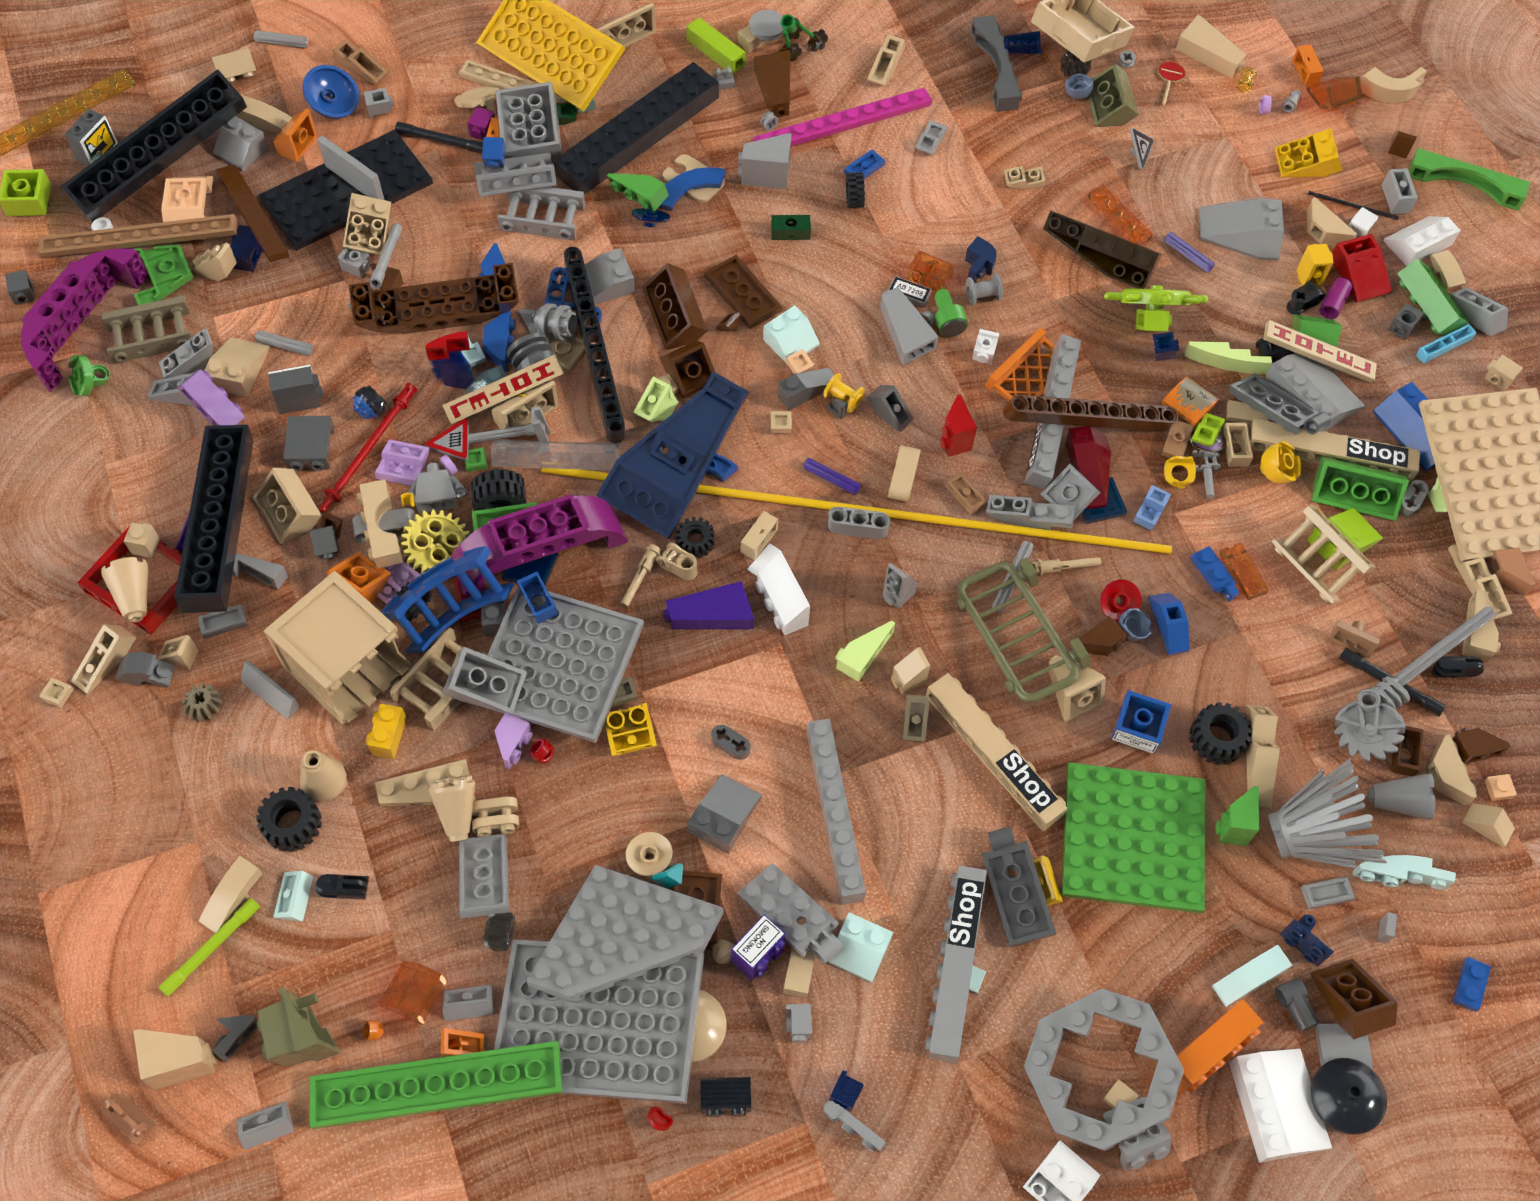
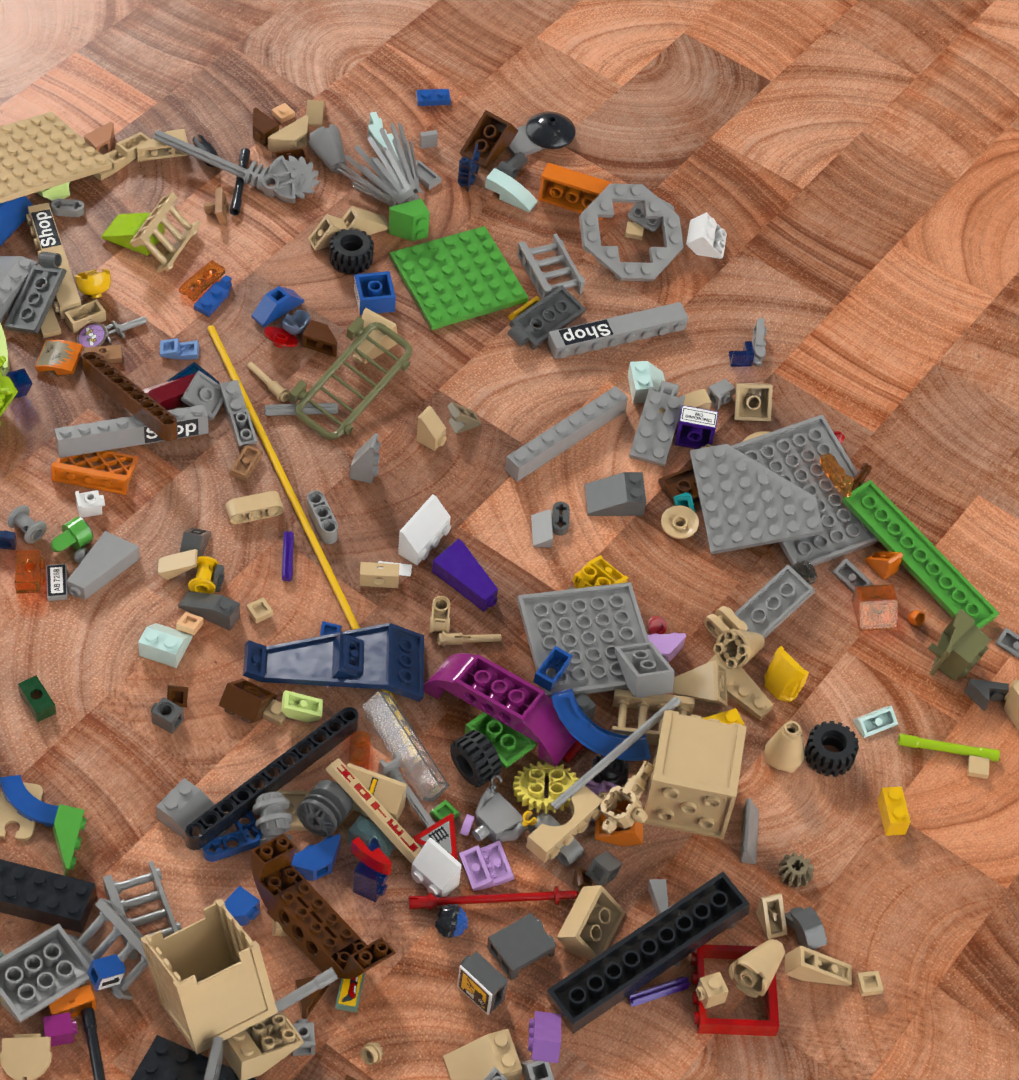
camera: 125 degrees left, 10 degrees down
(168, 961) = (978, 767): none -> tan tile
(185, 832) = (893, 811): none -> yellow brick
(230, 894) = (907, 754): tan slope -> none
(284, 342) = (432, 1043): light grey axle -> none
(306, 298) = (371, 1053): none -> tan plate
(342, 886) = (846, 690): black arm -> none
(364, 578) = (631, 792): none -> tan piece
(387, 827) = (784, 676): none -> yellow slope
(401, 586) = (614, 754): none -> light grey piece
(420, 416) = (436, 869): none -> white slope
(427, 192) = (210, 978): none -> tan container
(436, 741) = (704, 683): none -> tan slope
(474, 355) = (342, 876): light aqua plate -> none
(574, 1085) = (861, 475): none -> reddish brown axle
(576, 424) = (360, 749): none -> clear orange plate
(588, 1049) = (836, 474): none -> clear orange plate
(650, 217) = (96, 810): clear blue dish -> none
(674, 307) = (190, 742): reddish brown slope -> none
(695, 527) = (410, 608): black tyre -> none
(712, 304) = (167, 722): none -> dark grey brick
(726, 715) = (542, 529): none -> light grey slope
(726, 1095) = (792, 408): black brick -> none
(743, 291) = (133, 705): reddish brown tile -> none
(767, 1054) = (753, 401): none -> tan slope
(862, 651) = (432, 468): yellowish green slope -> none
(870, 377) = (176, 564): none -> tan slope
(958, 429) = (192, 483): red slope -> none
(996, 752) = (454, 362): tan brick -> none
(1110, 926) = (540, 278): none -> light grey fence
(1186, 462) = (127, 343): yellow piece -> none
(1208, 430) = (88, 336): lime slope -> none
(1279, 1104) = (586, 155): white slope -> none
(1359, 488) = (80, 236): bright green slope -> none

